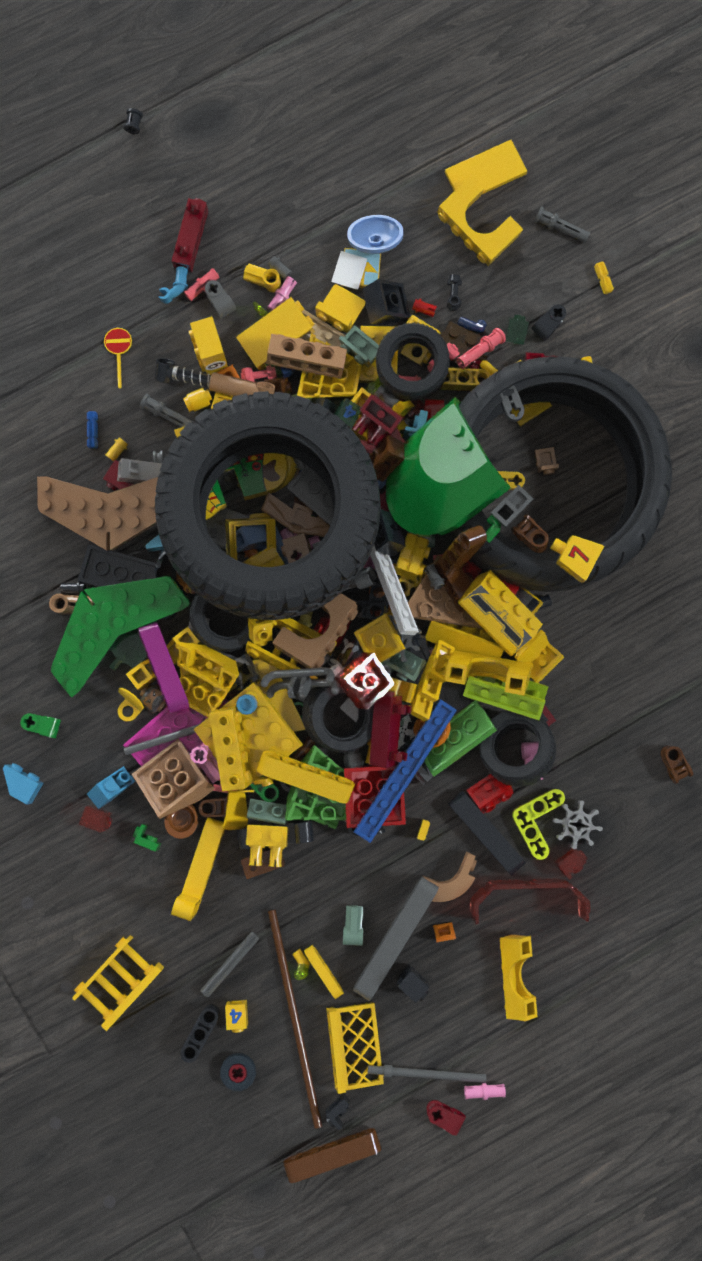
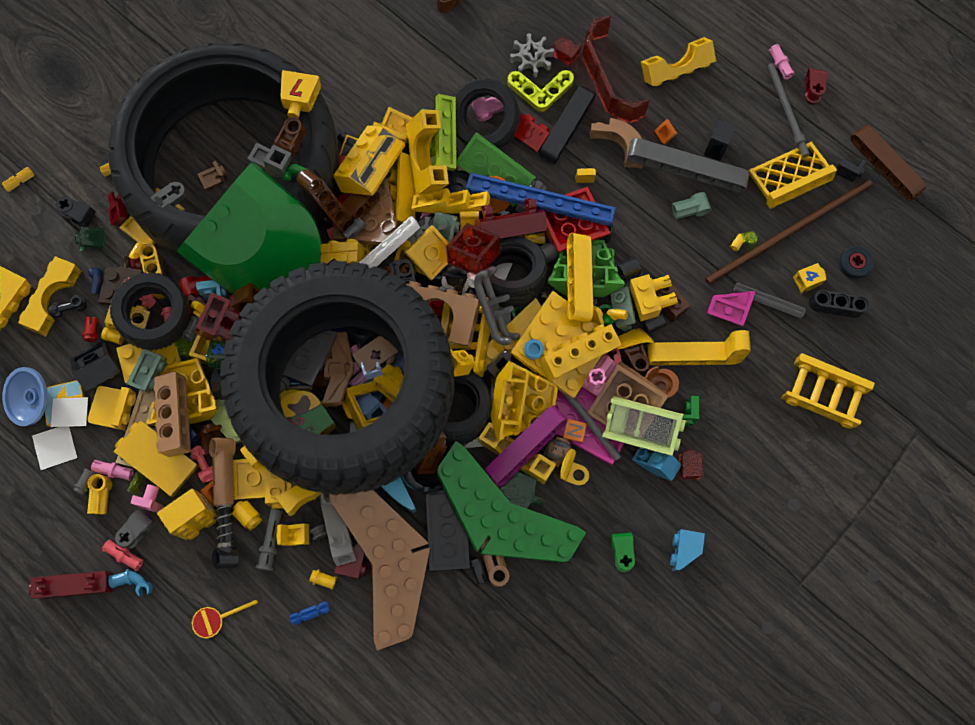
camera: 110 degrees left, 10 degrees down
(140, 784) = (644, 426): none -> door
(164, 434) = (293, 534): none -> yellow bracket
(165, 720) = (574, 431): none -> orange tile
(235, 922) = (731, 306): none -> dark pink wing
(236, 316) = (148, 501): none -> bright pink tile
(245, 527) = (372, 374): none -> sand blue piece
(261, 797) = (614, 314): none -> yellow arm
(322, 250) = (54, 447): none -> white sticker
(323, 971) = (741, 218): yellow beam -> none
(453, 262) = (58, 276): none -> yellow arch
(486, 344) = (113, 259): coral pin -> none

